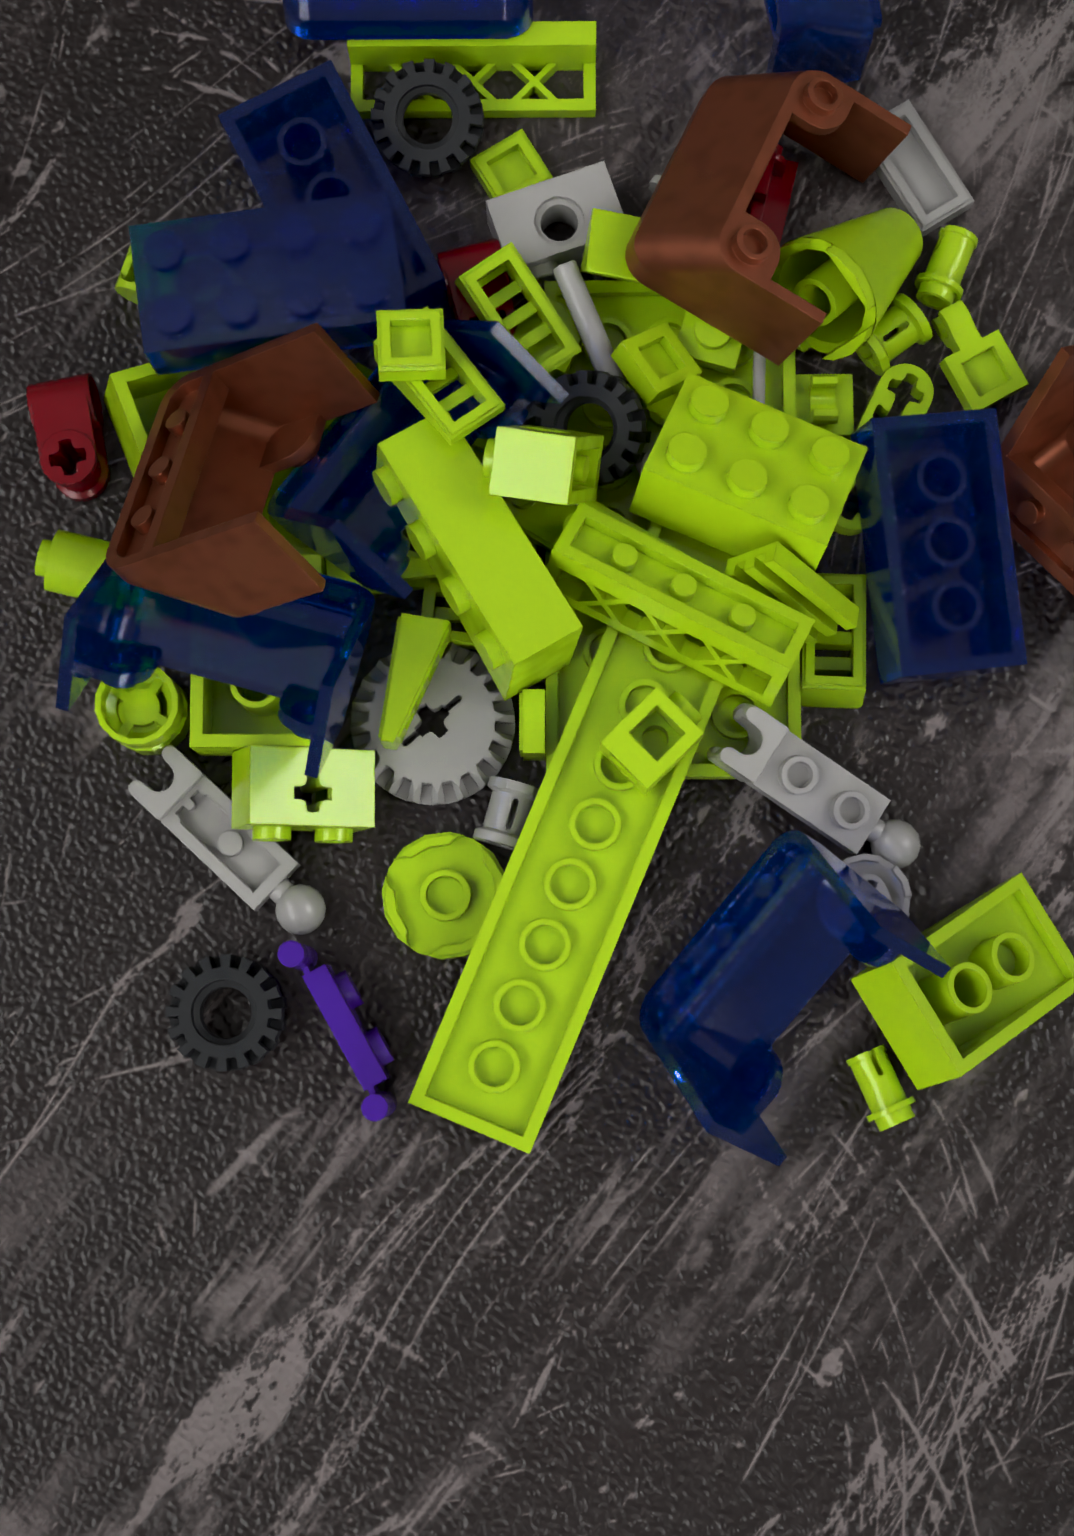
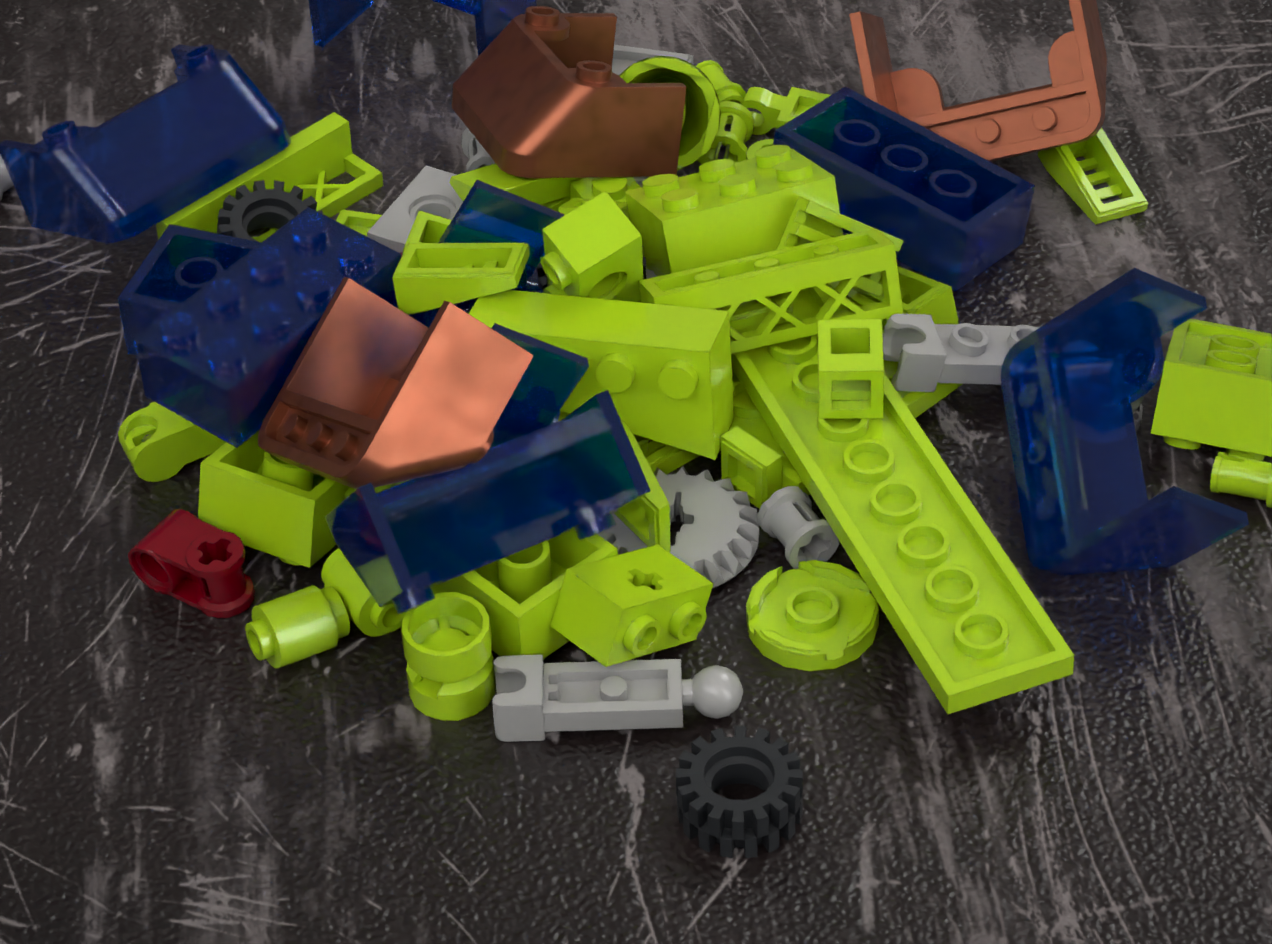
camera: 45 degrees left, 40 degrees down
(337, 1001) = (842, 721): dark purple plate -> none
(411, 345) = (424, 252): lime tile -> none

